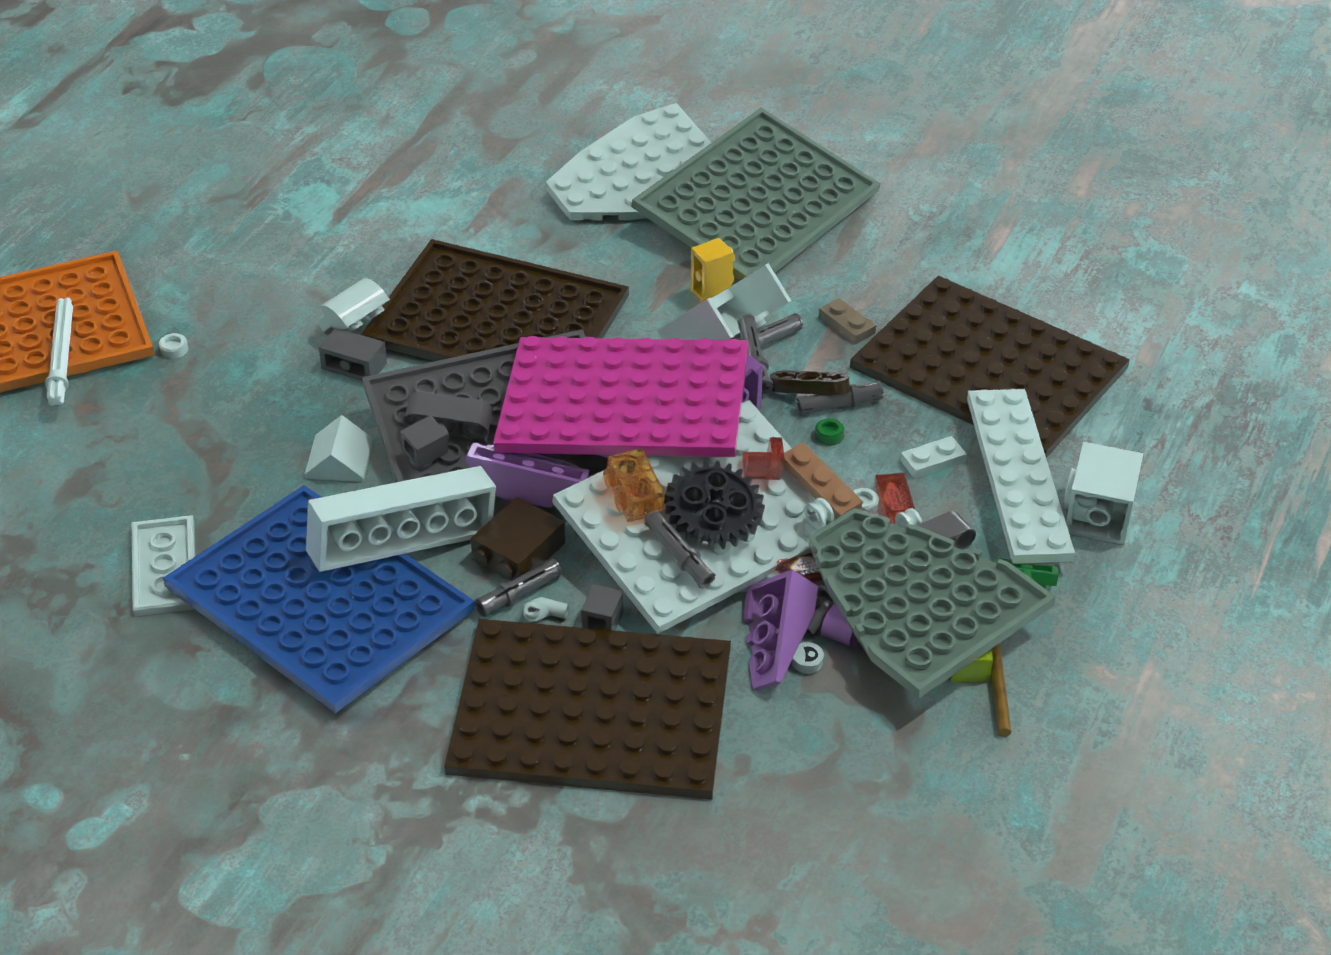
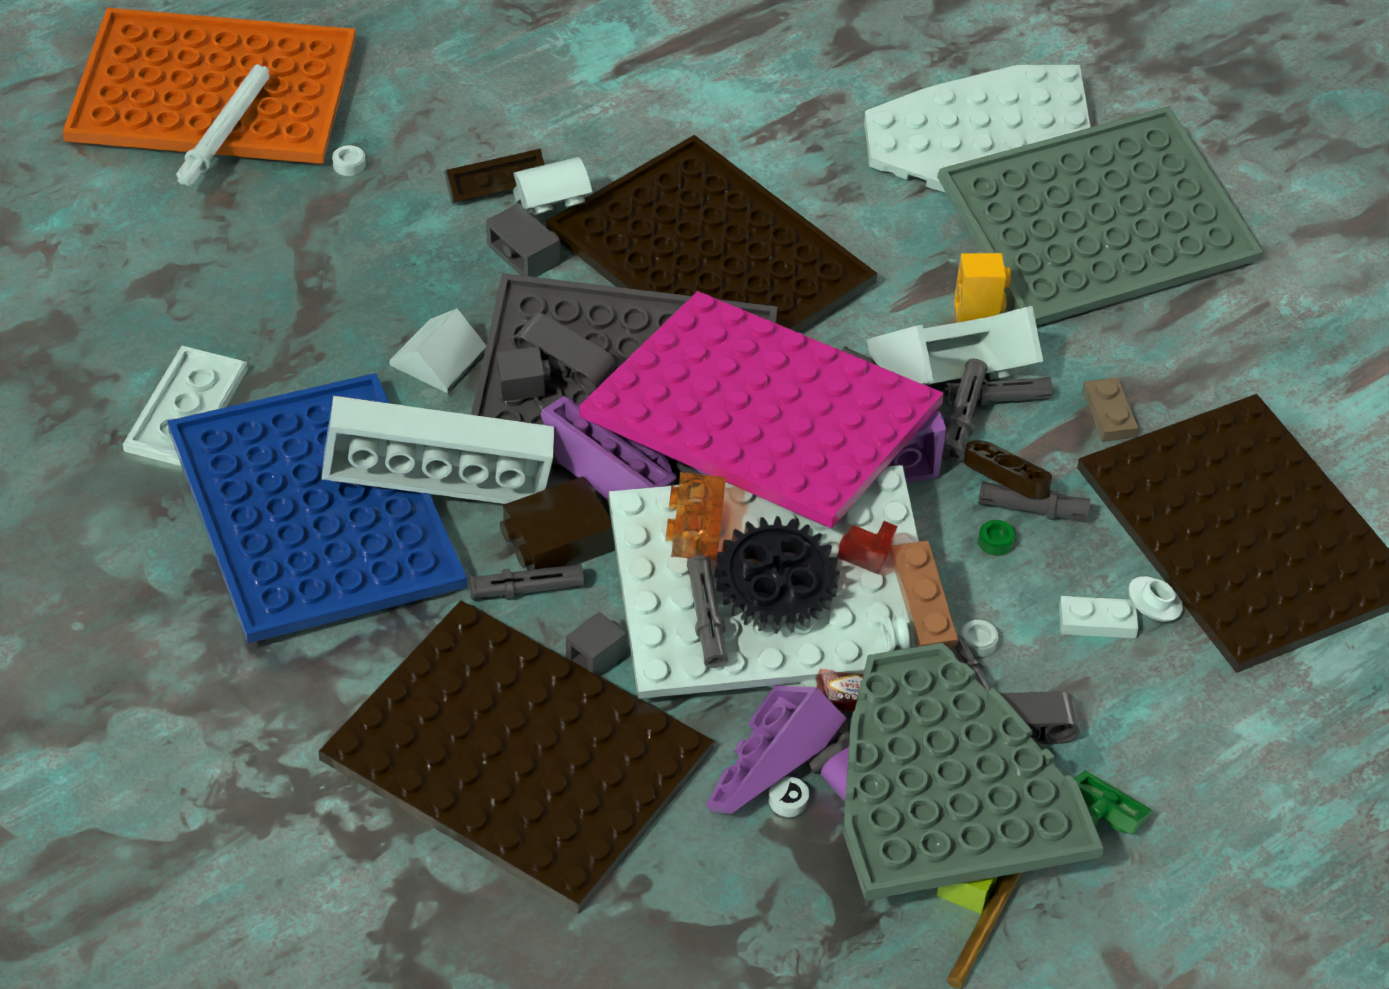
camera: 25 degrees right, 5 degrees up
(296, 318) = (489, 176): none -> dark brown plate
(544, 607) = (538, 616): light aqua arm -> none
(893, 494) = (1019, 648): clear red tile -> none
(910, 516) = (1010, 682): light aqua bush -> none
(960, 429) = (1155, 599): none -> light aqua piece
(1020, 477) = (1176, 683): light aqua plate -> none
(1102, 492) = (1262, 744): light aqua brick -> none

